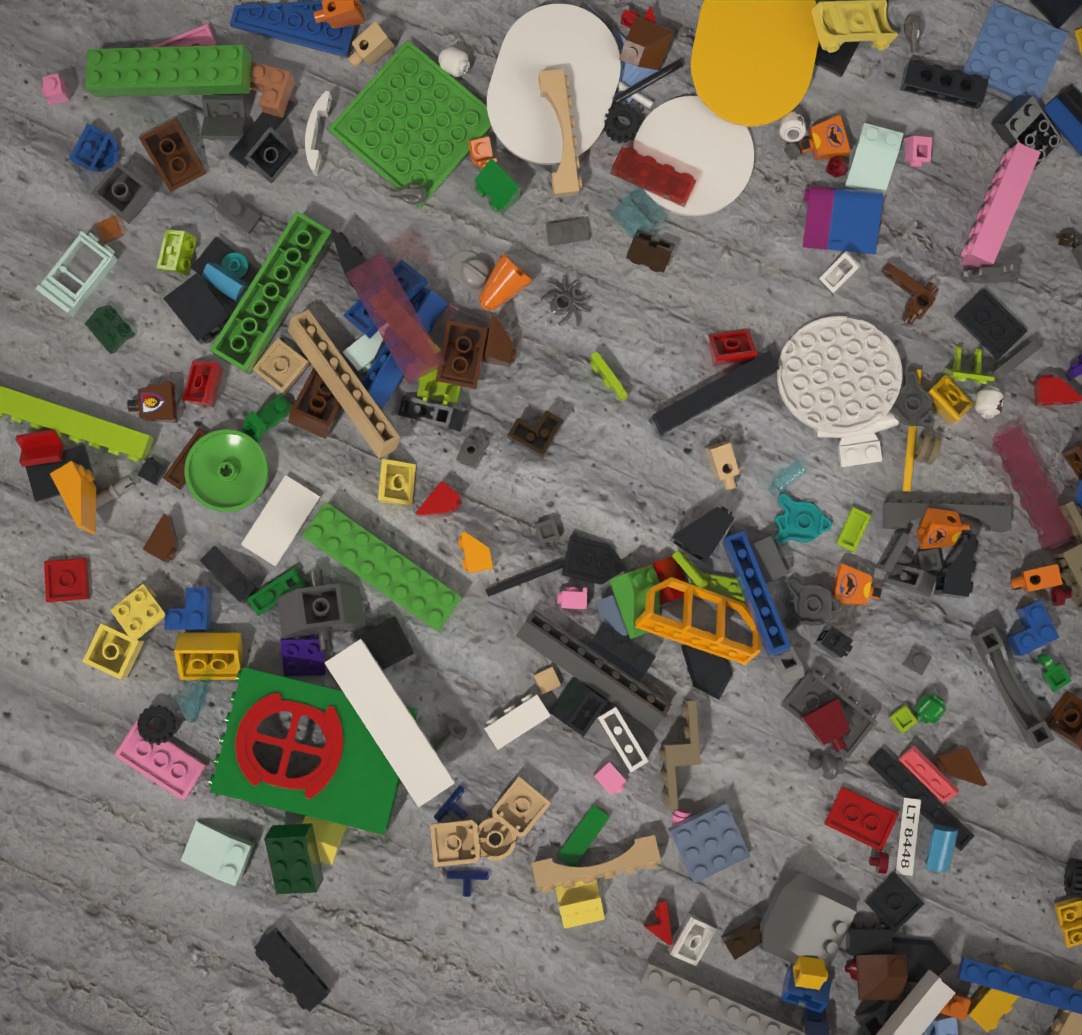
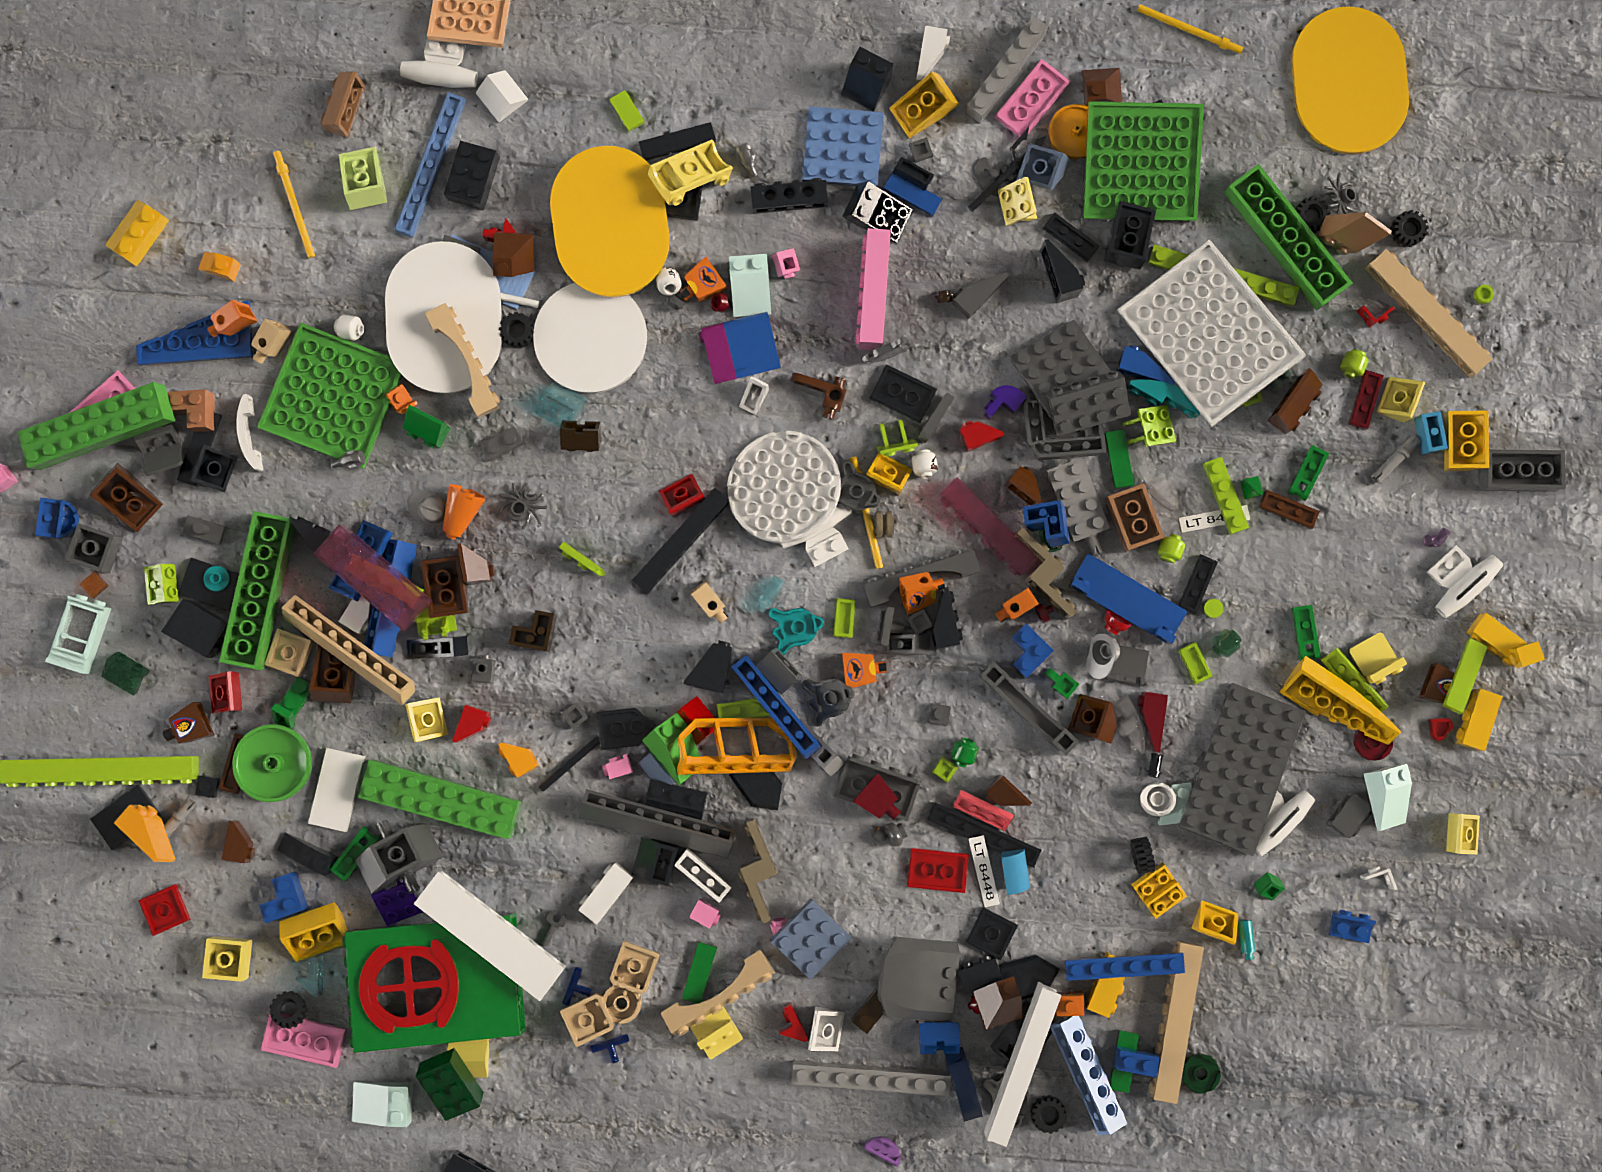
camera: 15 degrees left, 0 degrees up
(40, 448) = (99, 801): red panel -> none
(138, 612) = (237, 916): light yellow bracket -> none
(224, 281) = (211, 595): dark azure brick -> none
(387, 643) = (468, 865): black tile -> none
(547, 680) = (620, 846): tan tile -> none
(647, 82) = (526, 286): black bar -> none
(653, 176) = (559, 369): clear red brick -> none
(690, 569) = (712, 705): lime tile -> none
(810, 972) = (935, 1022): yellow brick -> none
(834, 642) = (859, 725): black hinge -> none
(881, 862) = (966, 903): dark red tile -> none

